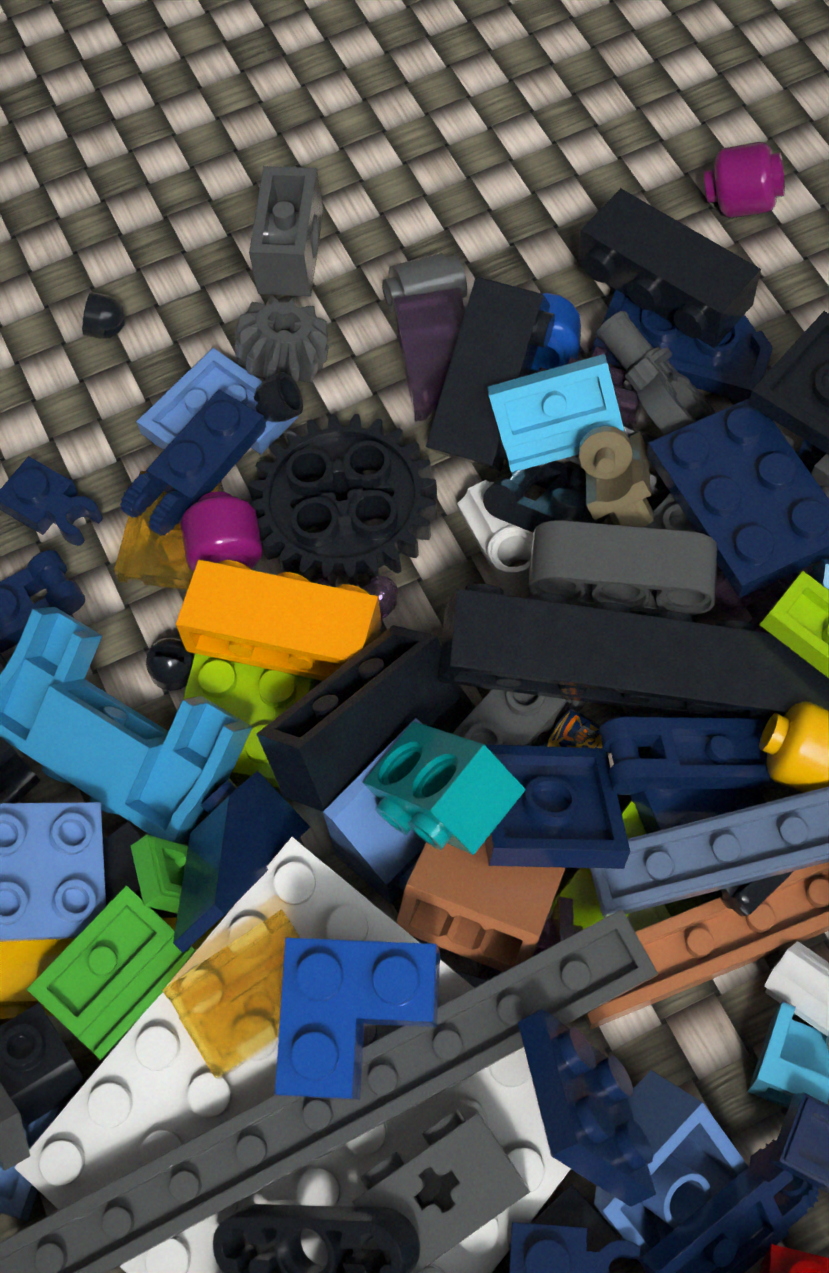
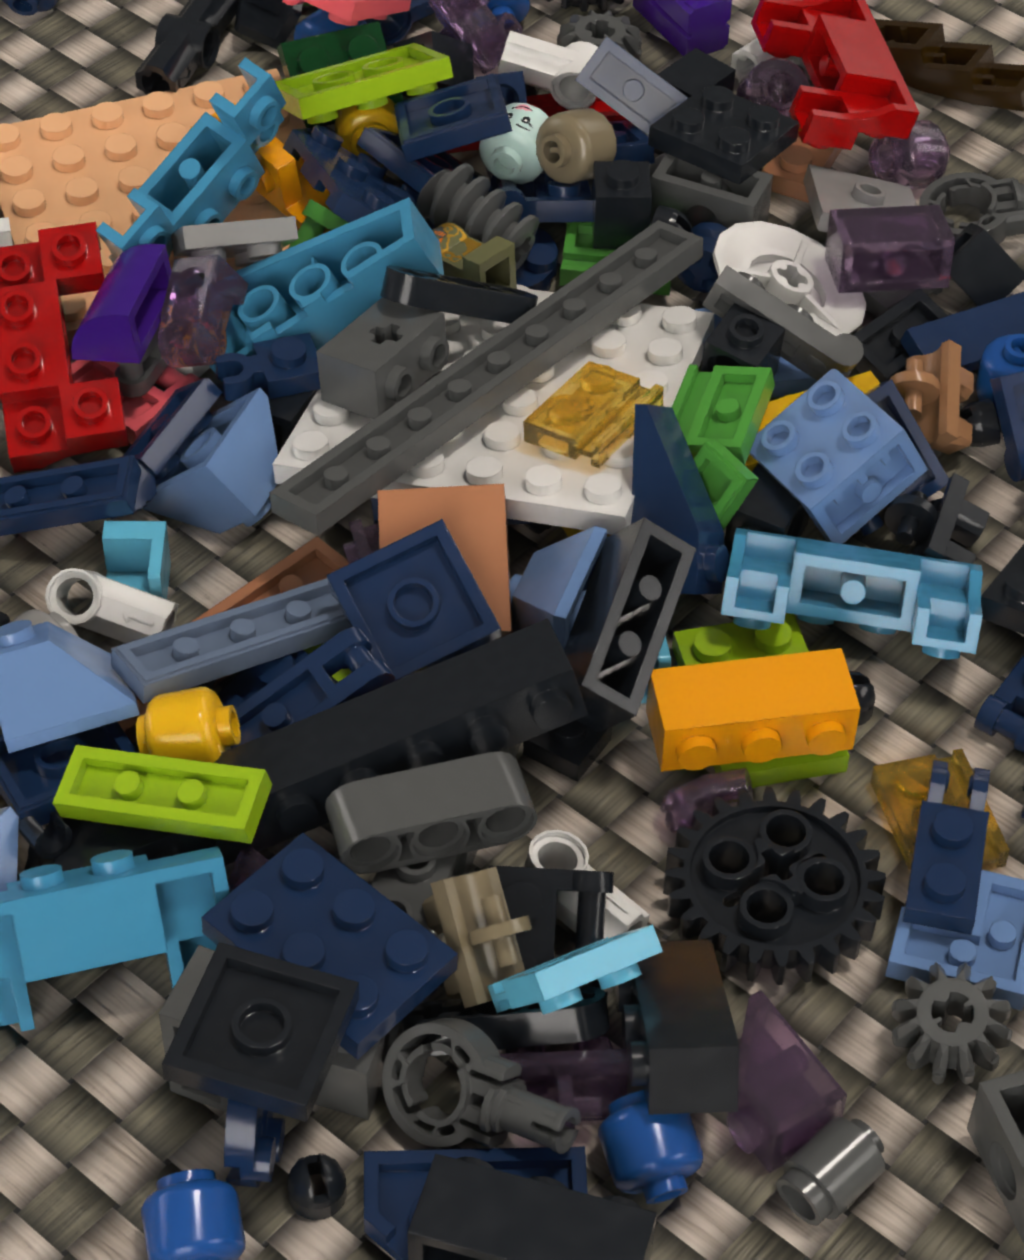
camera: 150 degrees right, 15 degrees down
(220, 530) = (868, 784): magenta head -> none
(278, 398) = (897, 926): black hinge -> none
(329, 997) = (503, 382): blue brick -> none
(443, 788) = (508, 548): teal brick -> none
(587, 1109) = (294, 400): dark blue plate -> none

